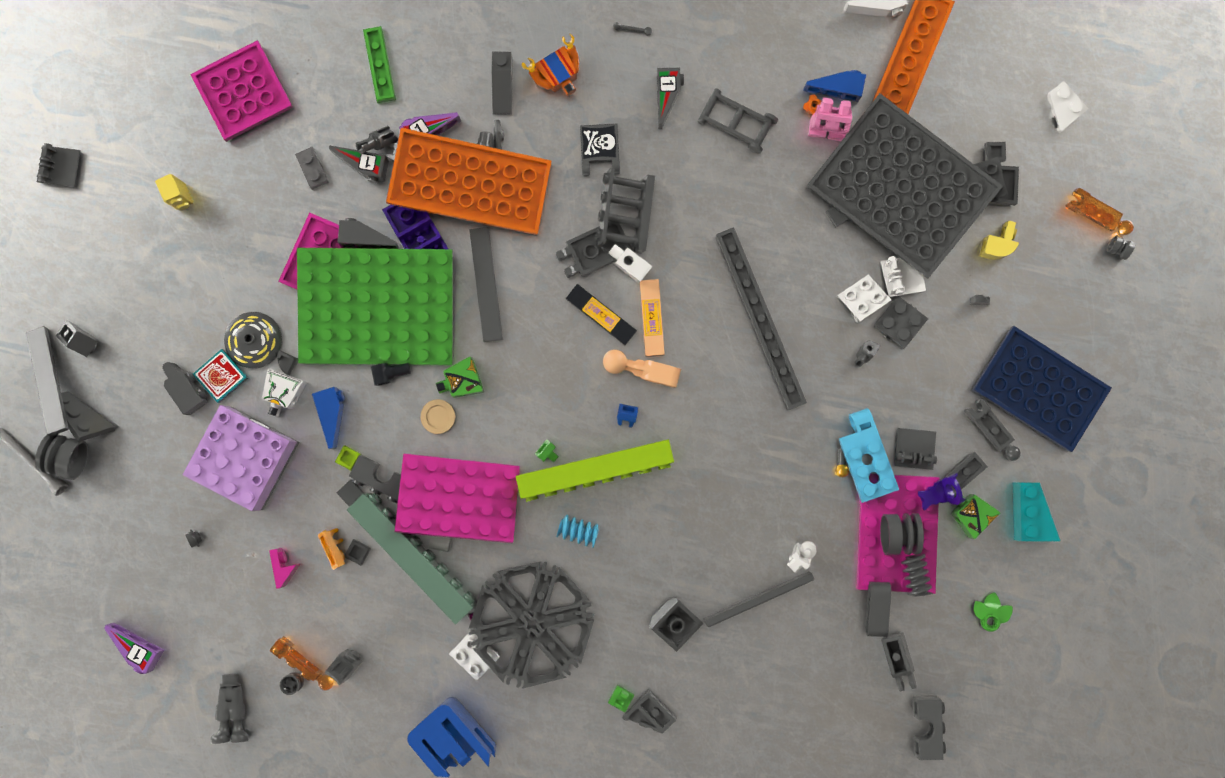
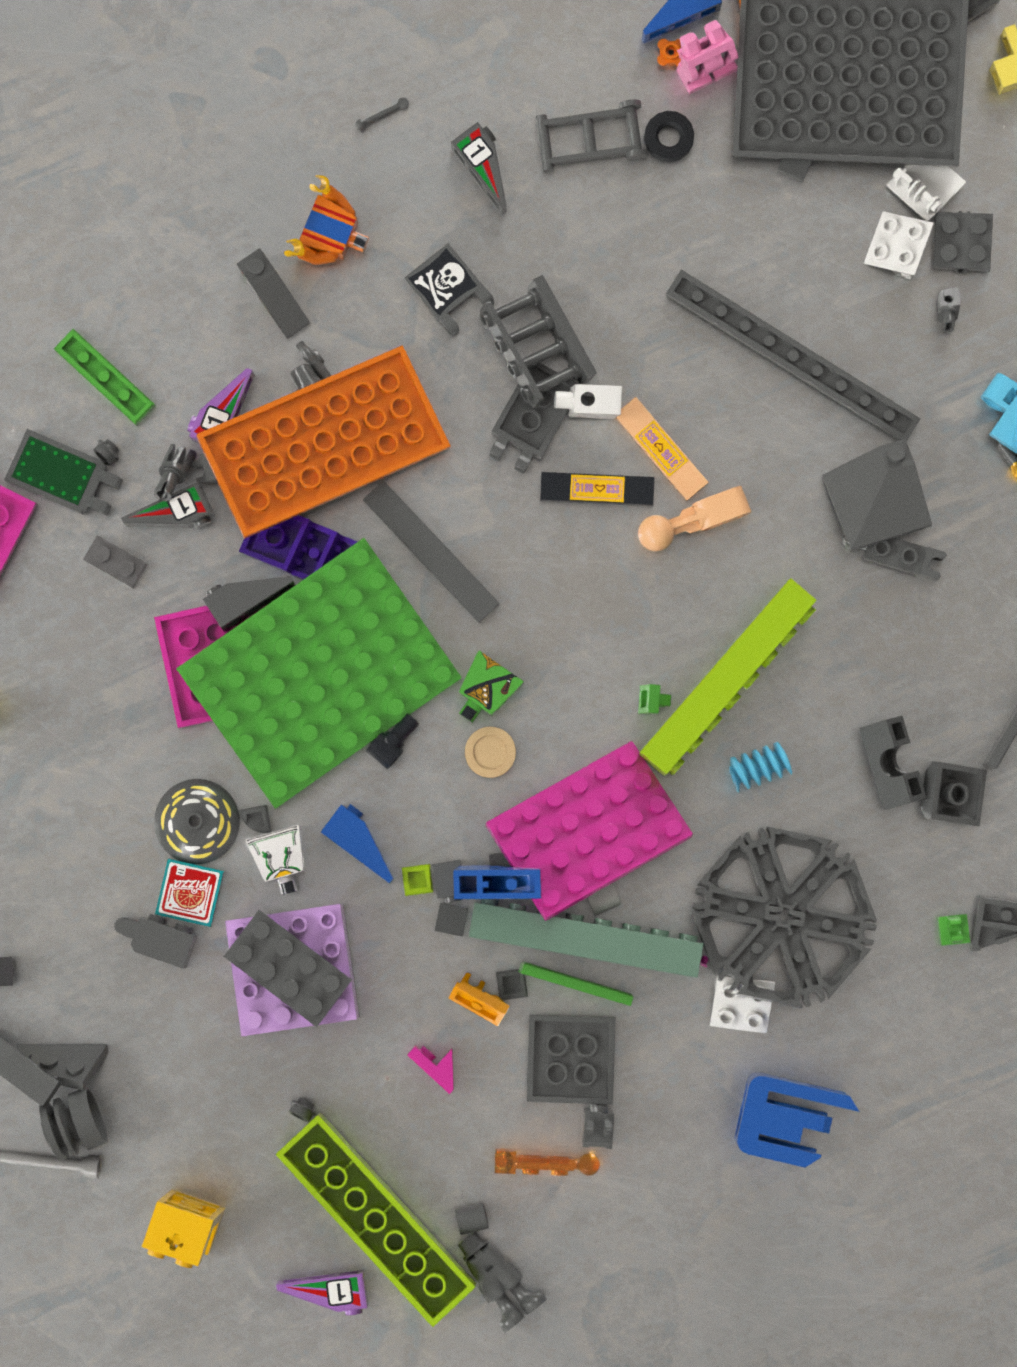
camera: 30 degrees left, 0 degrees up
(72, 556) = (183, 1222): none -> yellow plate
(187, 629) = (376, 1219): none -> lime brick
(233, 455) = (288, 968): none -> dark grey plate
(240, 665) = (471, 1218): none -> dark grey beam
(291, 683) = (548, 1199): dark grey wheel -> none
(317, 99) = (60, 473): none -> tile
(350, 105) = (106, 451): none -> dark grey plate
(358, 617) = (571, 1059): none -> dark grey plate
(382, 490) = (496, 882): none -> blue slope
(390, 577) = (576, 983): none -> bright green tile
(627, 413) = (715, 585): blue tile -> none
(645, 594) = (881, 745): none -> dark grey arch
(738, 466) = (903, 557): none -> dark grey plate
(752, 429) = (878, 496): none -> dark grey slope
(771, 158) = (675, 120): none -> black tyre

